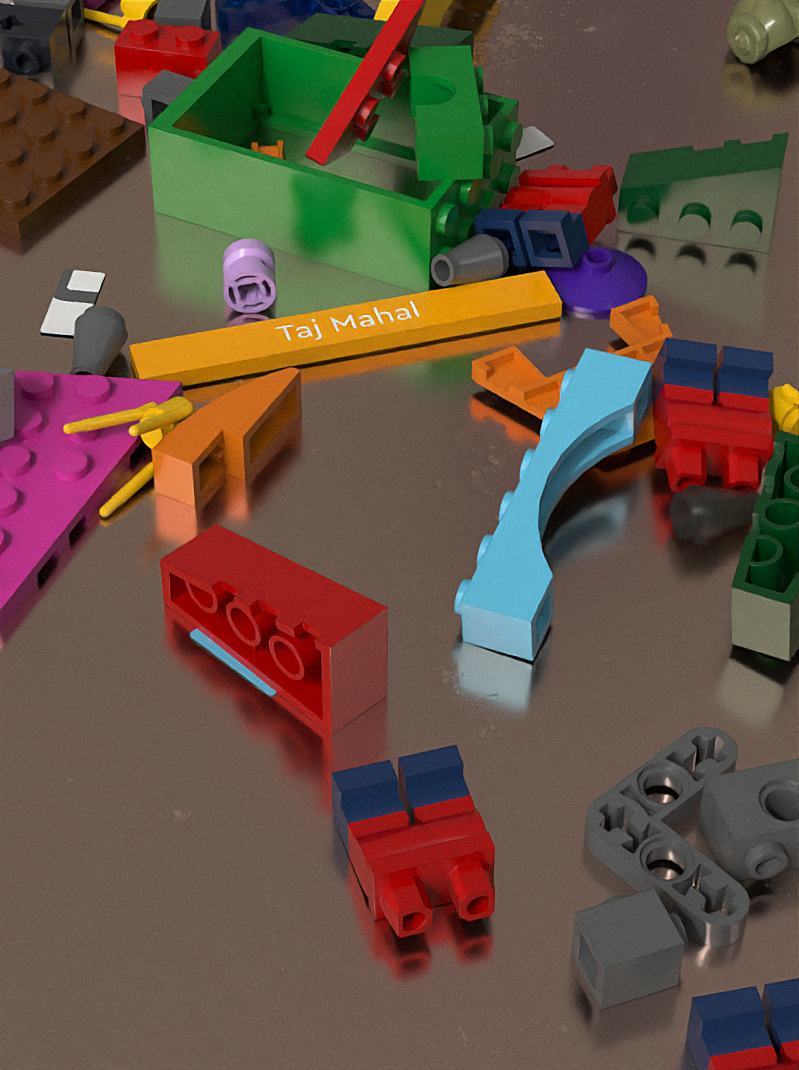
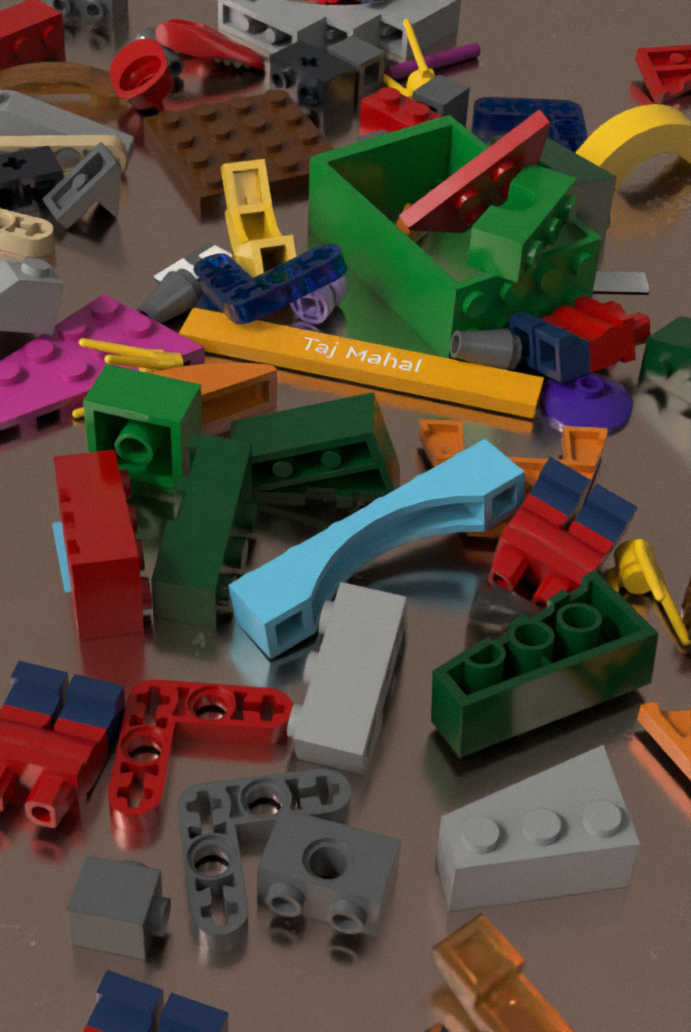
camera: 30 degrees right, 0 degrees up
(123, 241) = (251, 218): none -> yellow arch
(202, 305) = (249, 298): none -> clear blue beam
(230, 477) = (146, 424): none -> green brick
(377, 550) = (207, 533): none -> dark green wedge
(408, 435) = (321, 450): none -> dark green wedge
(512, 761) = (178, 721): none -> red beam
(649, 633) = (349, 678): none -> light grey wedge

